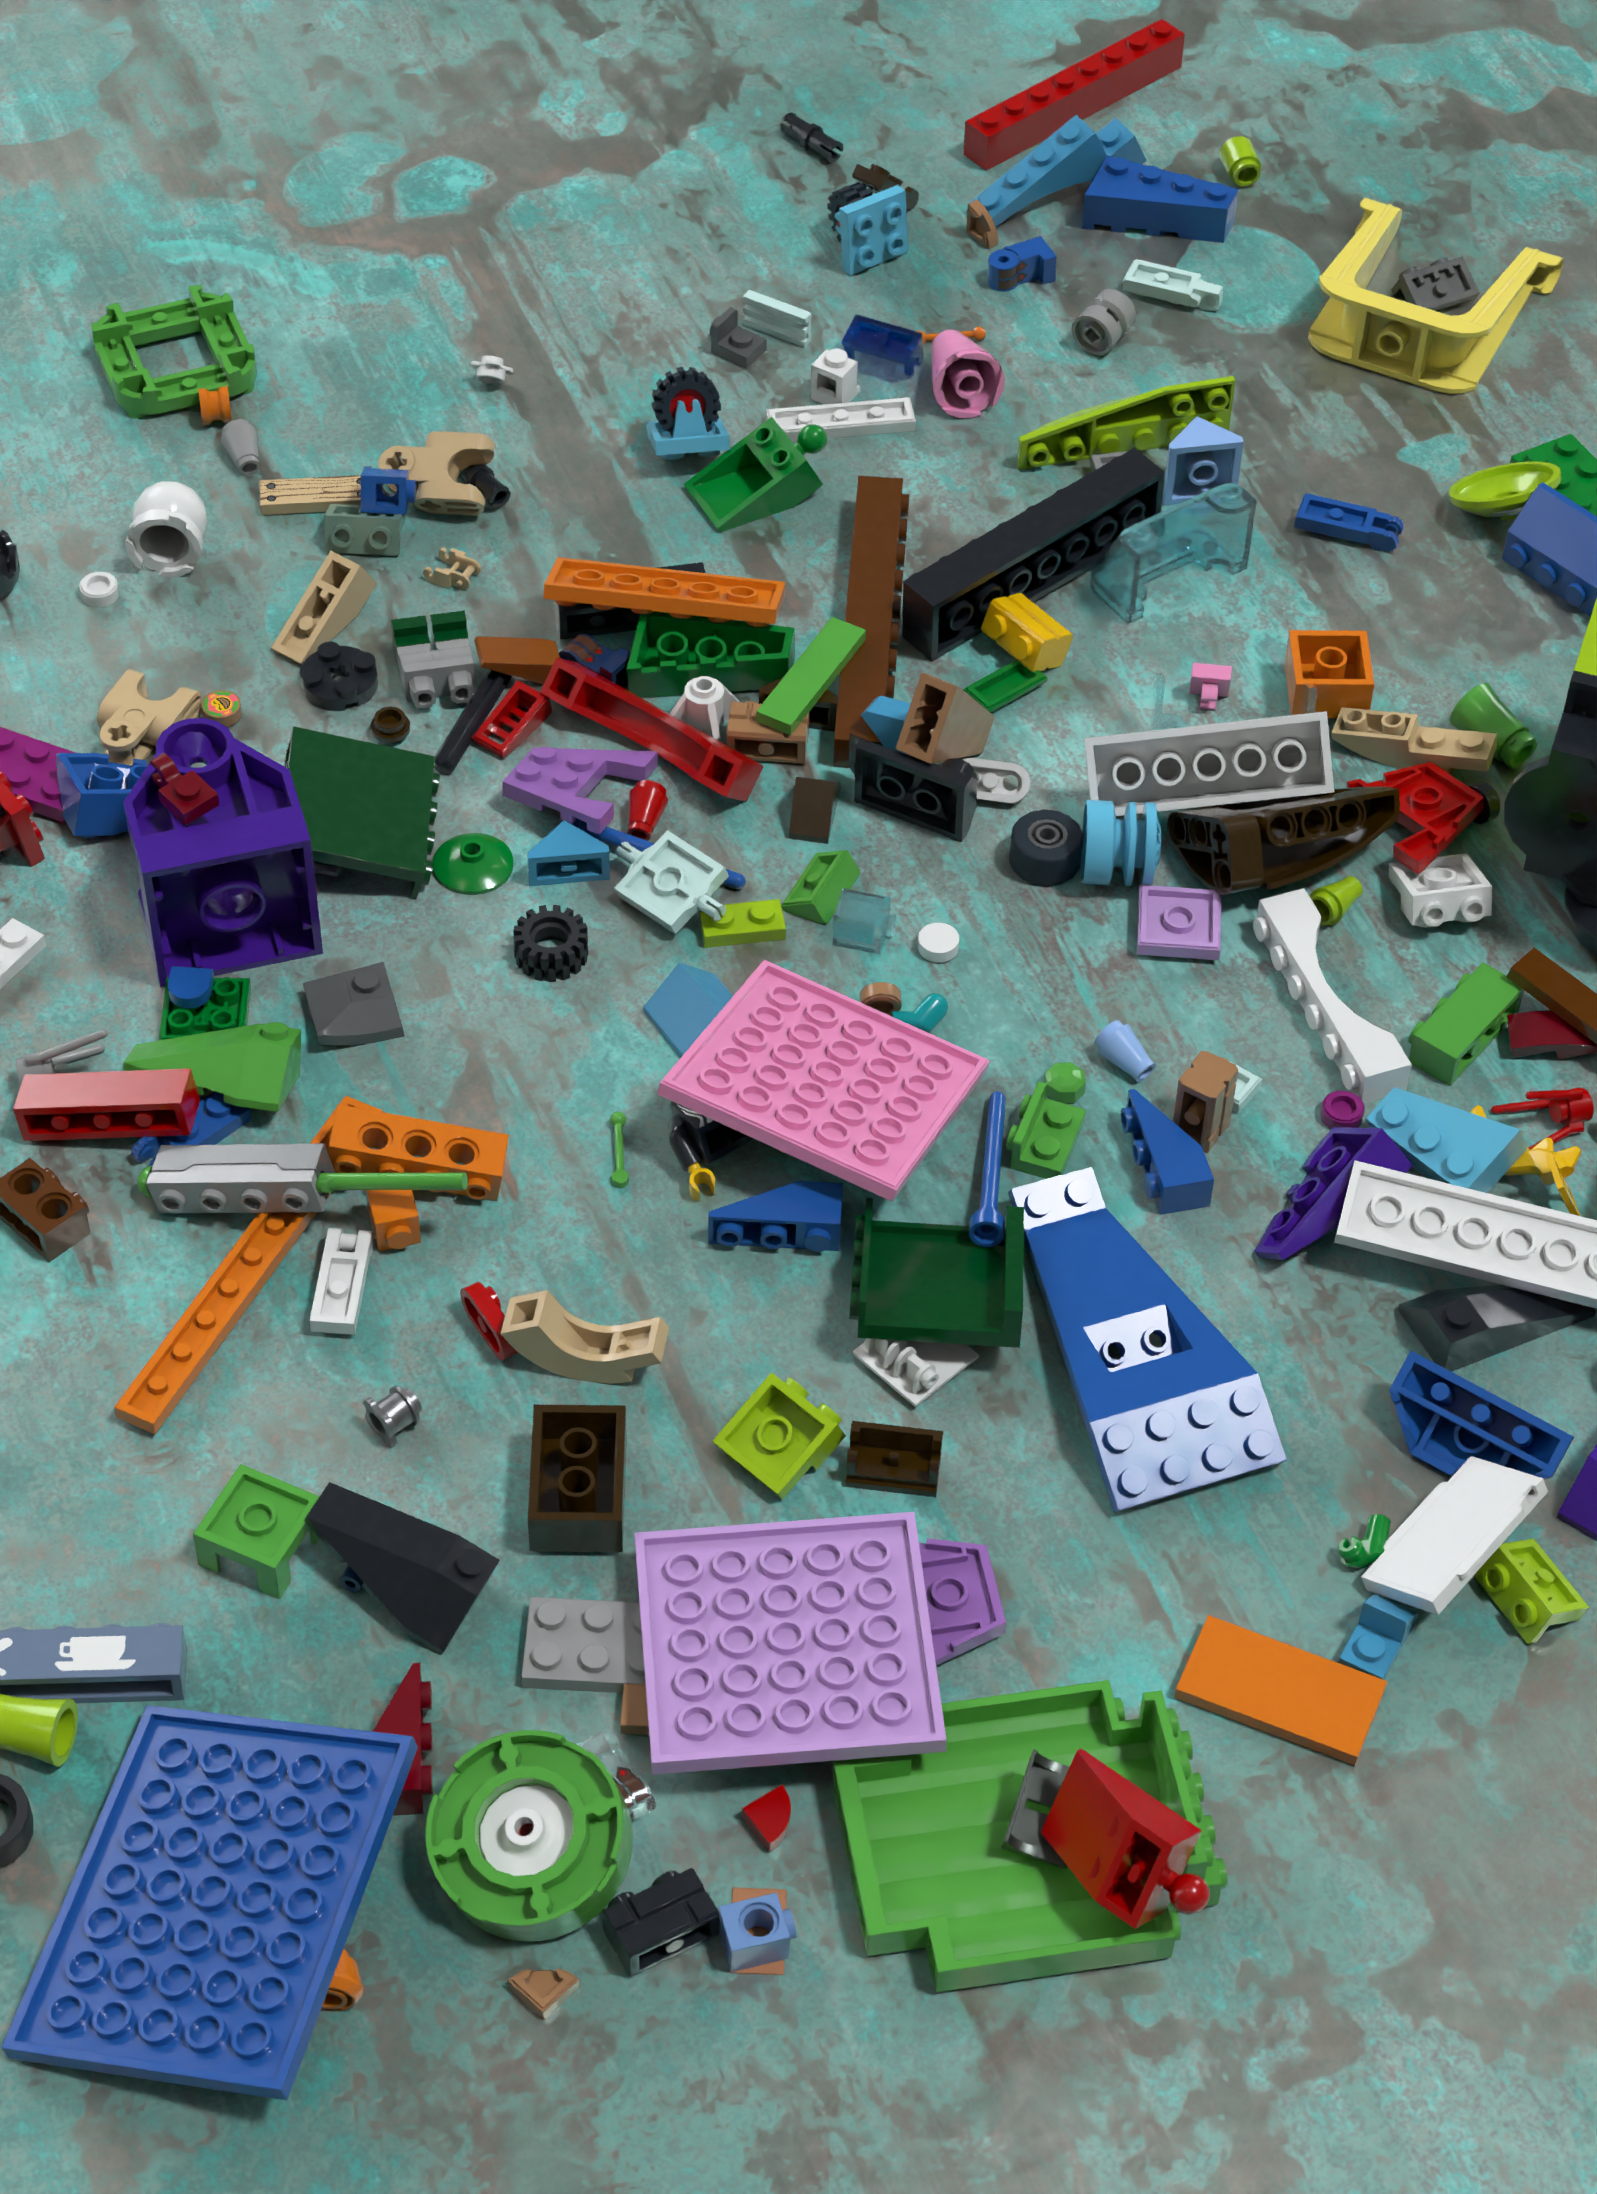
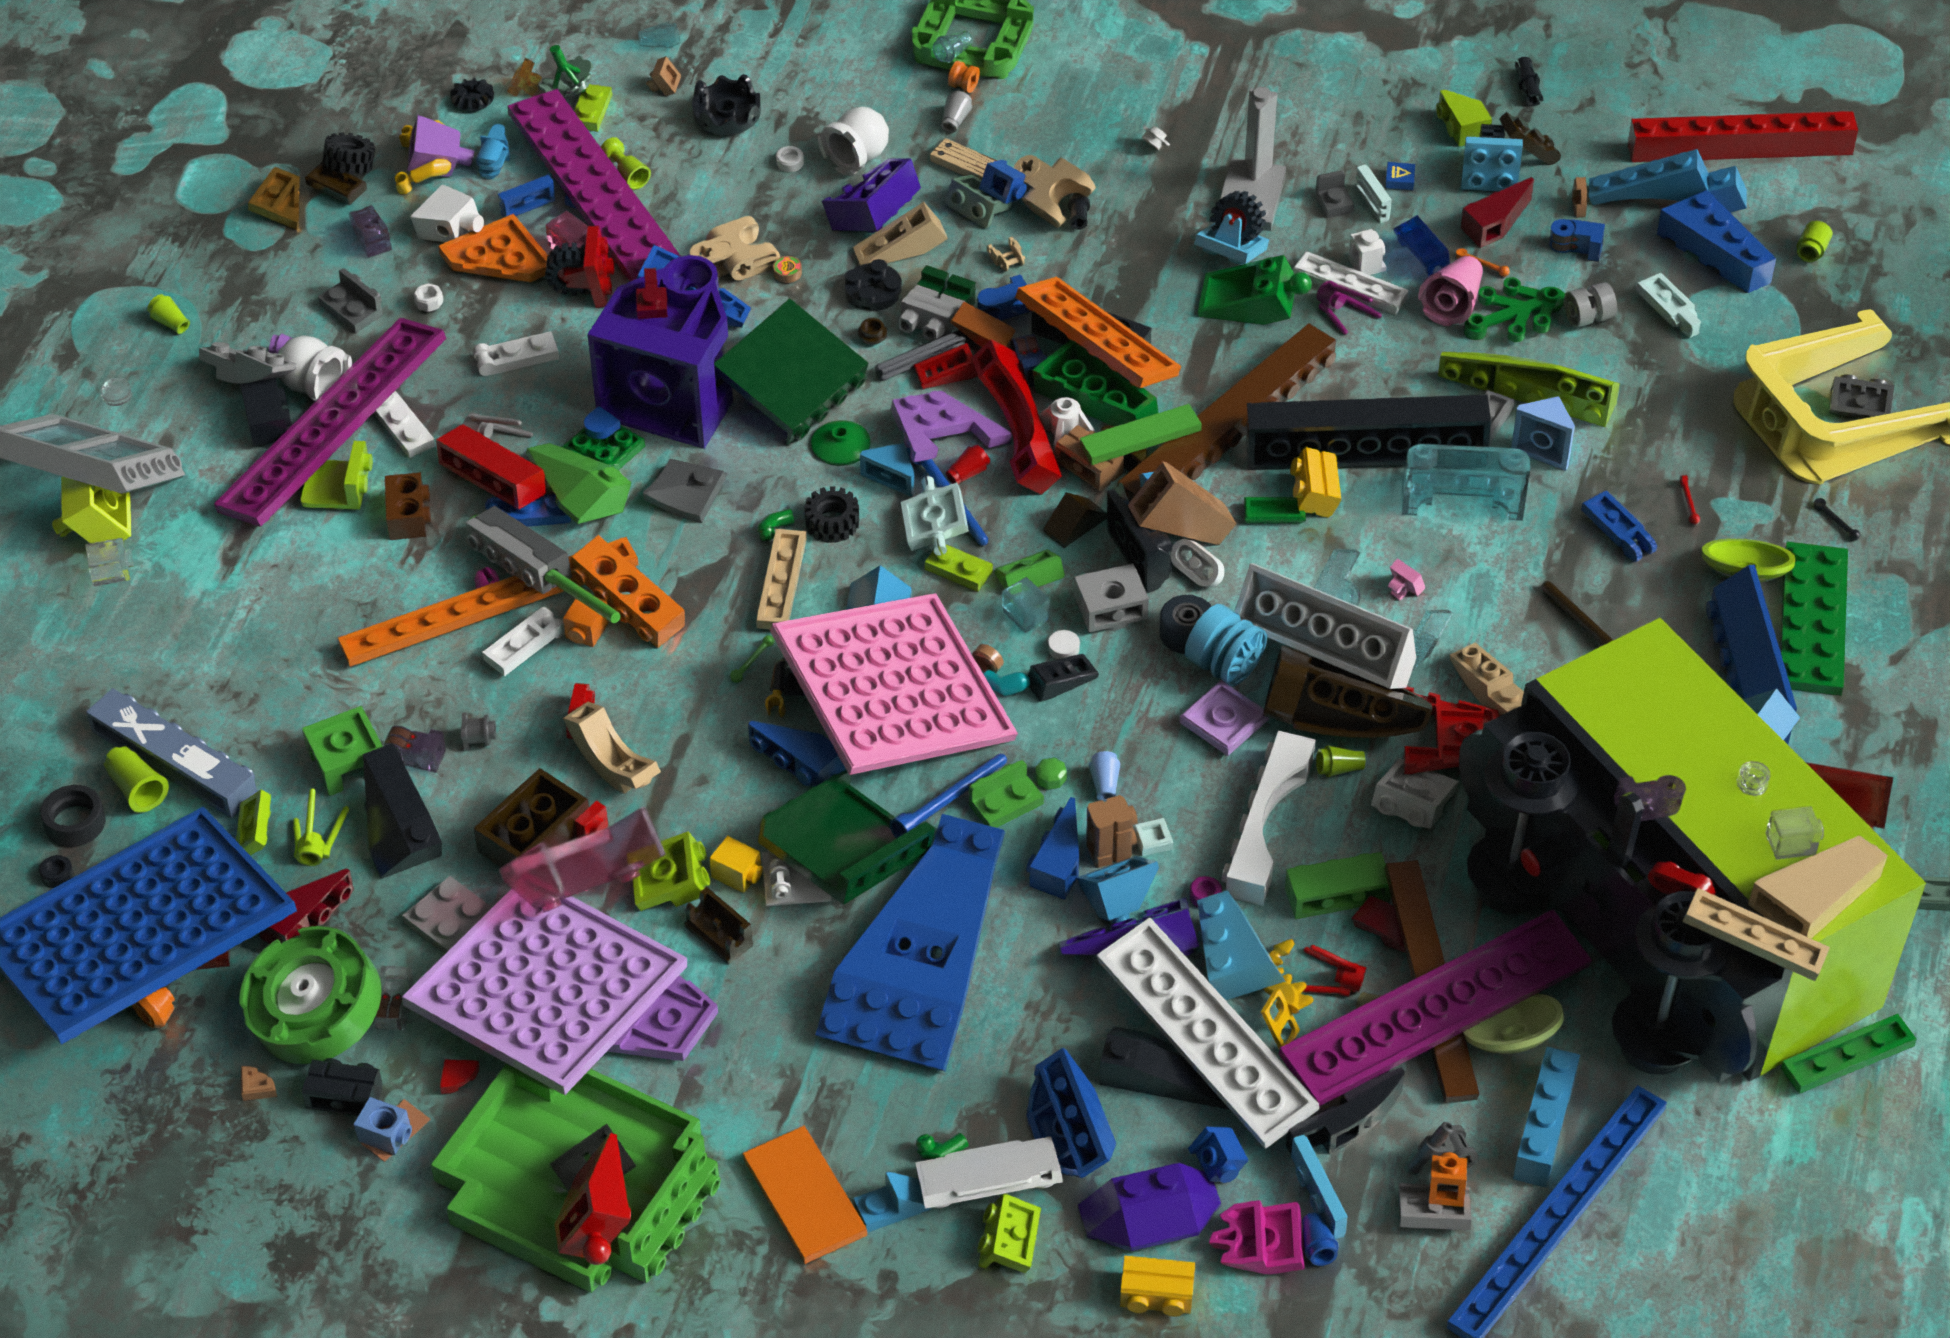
camera: 40 degrees right, 0 degrees up
(26, 1903) = (56, 870): none -> black tile
(177, 377) = (952, 45): none -> clear light blue cone
(220, 1238) = (482, 575): none -> dark pink hinge
(229, 1682) = (253, 822): none -> lime plate
(253, 580) = (875, 198): none -> dark purple wedge
(329, 1670) = (311, 848): none -> lime plant
(351, 1469) = (418, 748): none -> clear purple leg
(490, 989) = (772, 521): none -> green arm
(511, 612) = (1002, 301): none -> blue leg
(568, 1044) = (781, 577): none -> tan plate
(632, 361) = (1257, 172): none -> light grey piece
(638, 1435) = (592, 820): none -> red plate
(684, 1494) = (557, 873): none -> clear pink windscreen
(781, 287) = (1400, 176): none -> blue tile
(788, 200) = (1461, 115): none -> lime slope
(843, 440) = (1335, 296): none -> magenta plant
(845, 1379) = (736, 864): none -> yellow brick
(918, 281) = (1495, 214): none -> dark red slope
(945, 862) = (1111, 598): none -> light grey brick
(966, 980) = (1047, 687): none -> black slope
(1049, 340) = (1547, 299): none -> green plant
(1263, 1154) = (1119, 887): none -> dark azure slope
(1335, 664) = (1487, 614): orange brick -> none
(1357, 449) = (1693, 518): none -> red hinge
(1498, 407) = (1820, 505): none -> black hinge
(1499, 649) = (1575, 613): none -> dark brown piece

